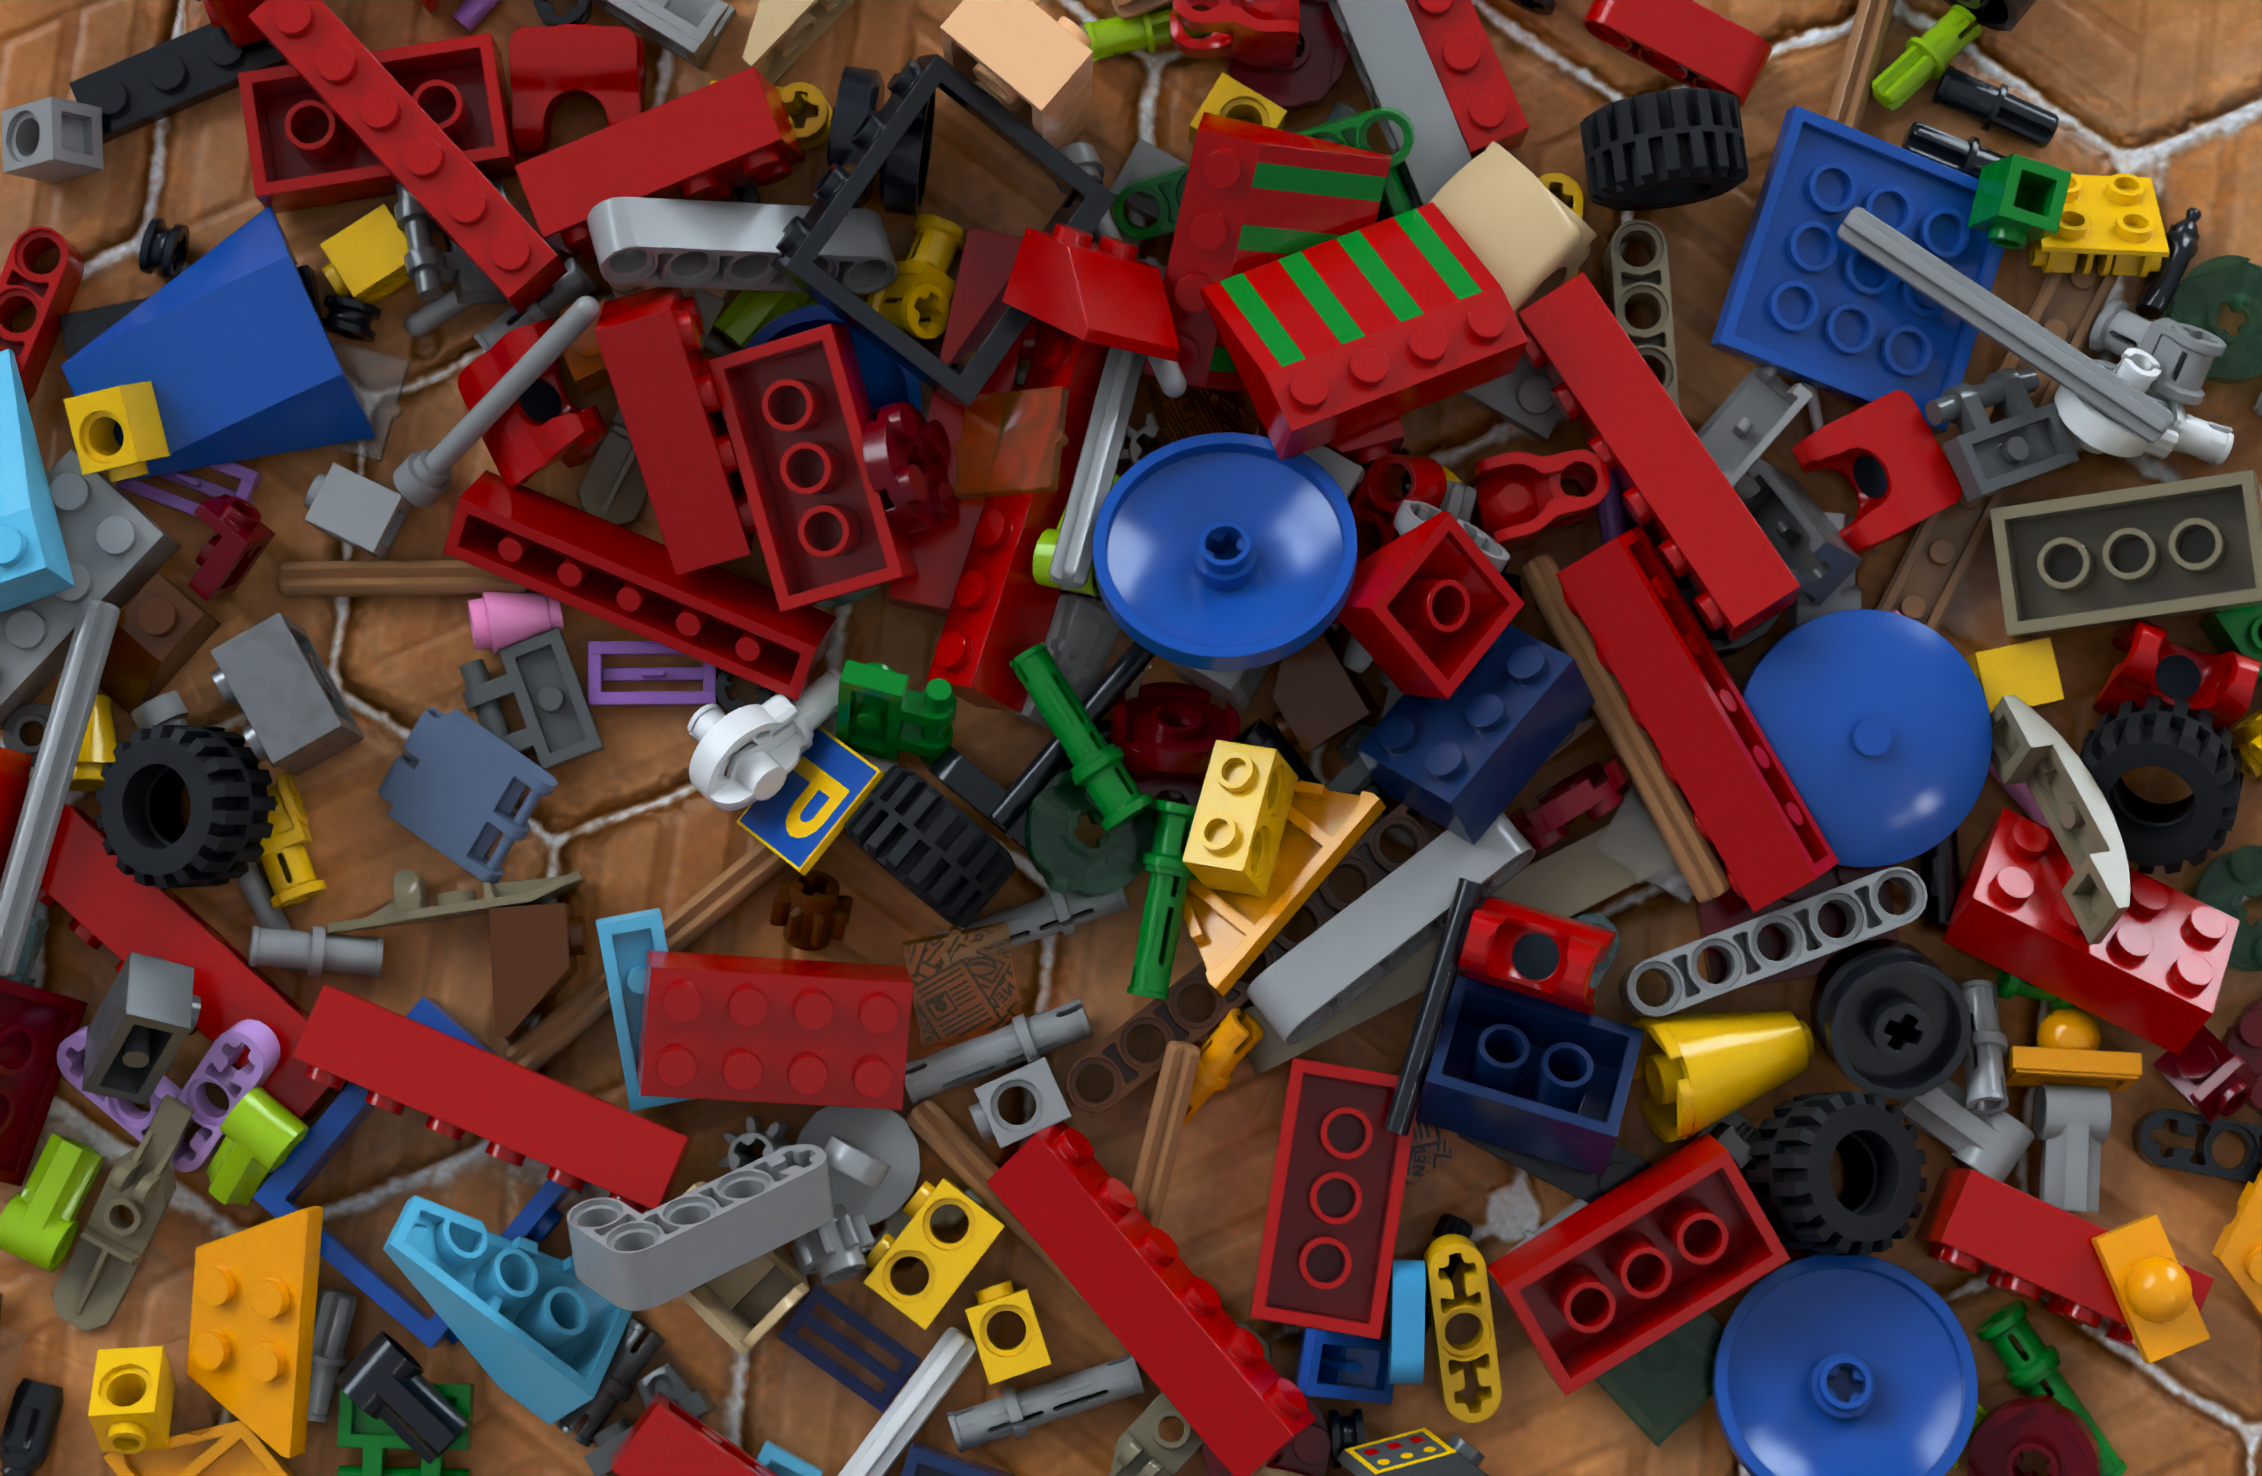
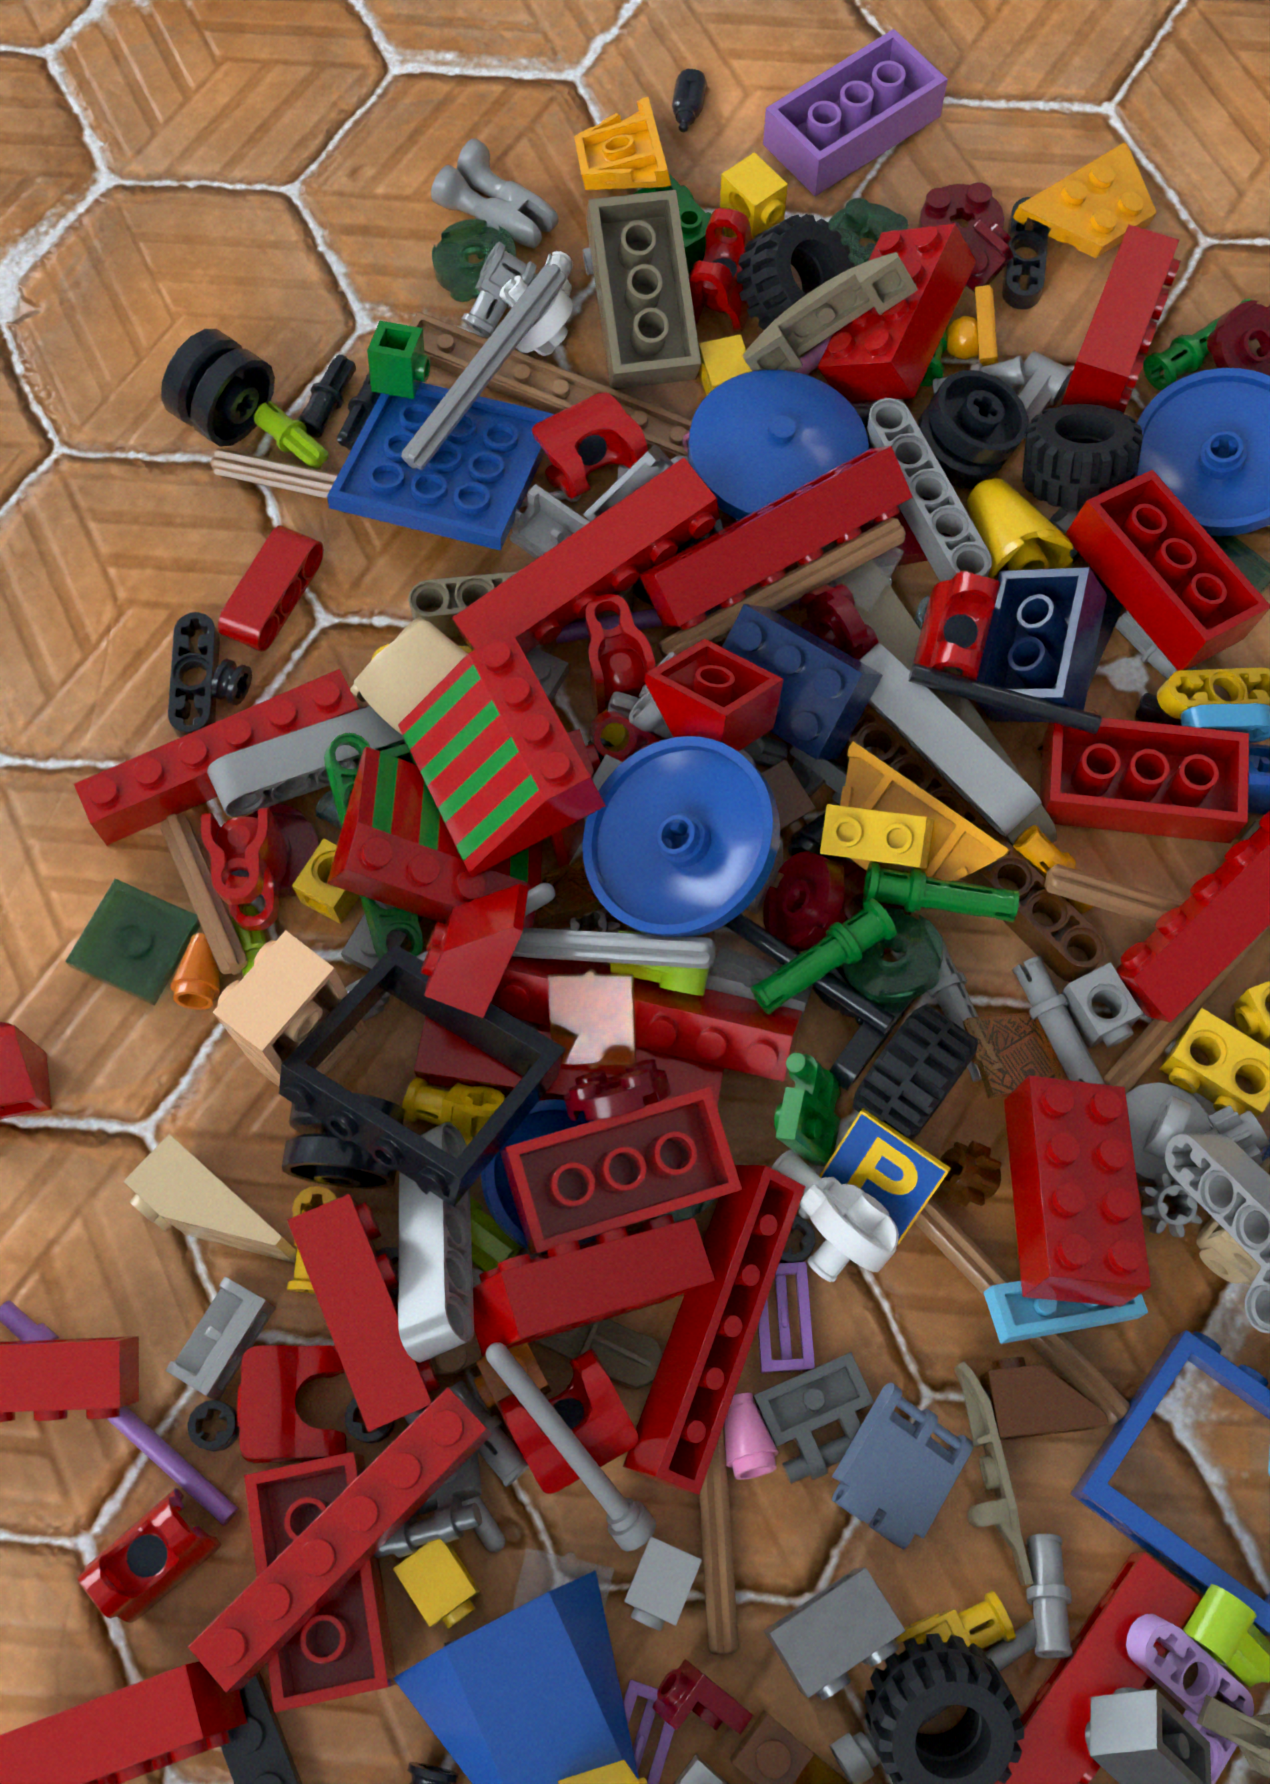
camera: 85 degrees left, 15 degrees down
(350, 318) = (491, 1598): black bush -> none
(491, 1098) = (1166, 1422): red brick -> none
(1664, 149) = (357, 579): black tyre -> none
(2006, 452) = (561, 368): dark grey plate -> none
(2071, 1128) = (1022, 332): light grey piece -> none
(2107, 218) = (423, 308): yellow hinge -> none
(2150, 1288) = (1144, 252): light orange tile -> none
(2162, 285) = (439, 293): black piece -> none

